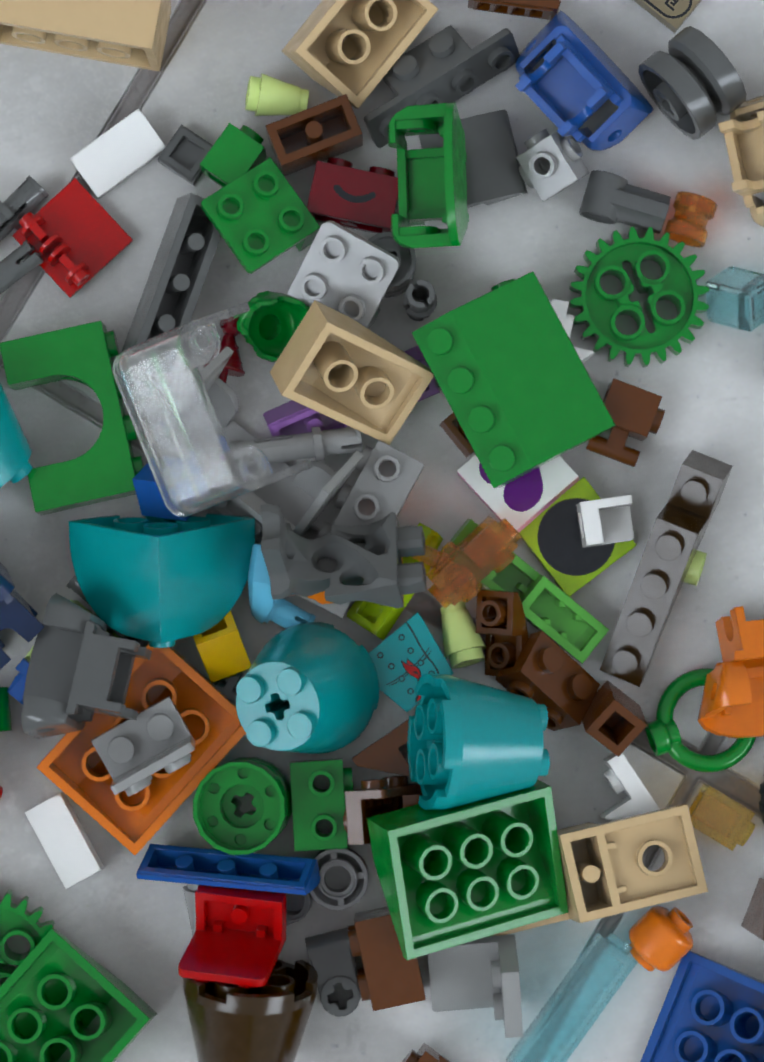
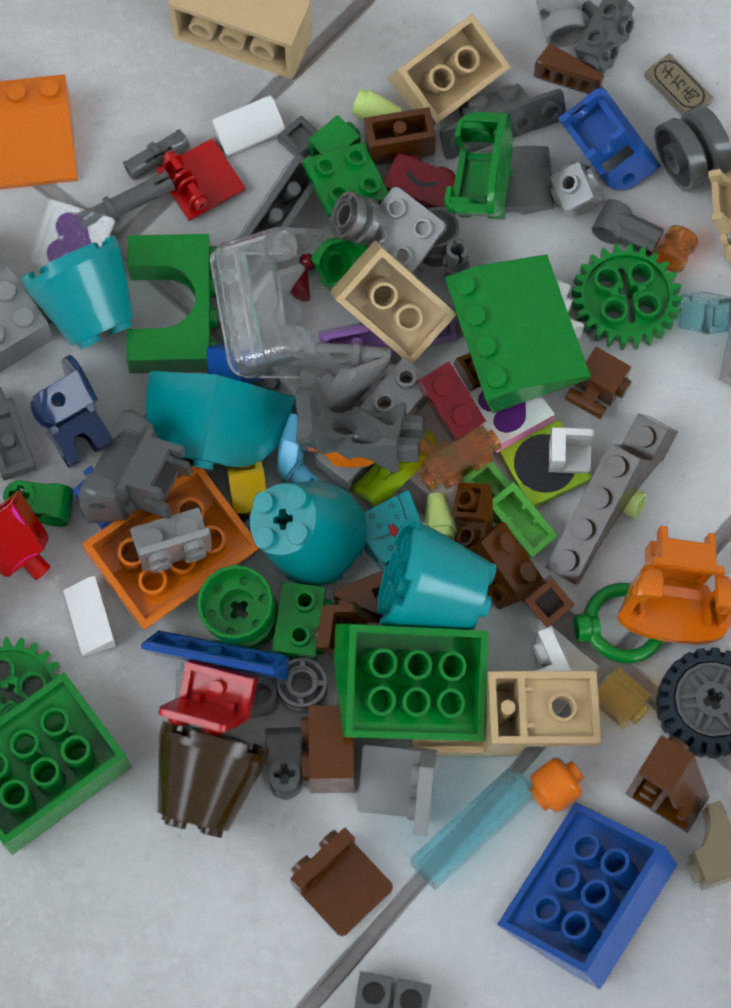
camera: 15 degrees right, 15 degrees down
(283, 274) = (355, 218): none -> flat silver wheel
(448, 493) = (450, 401): none -> dark red brick

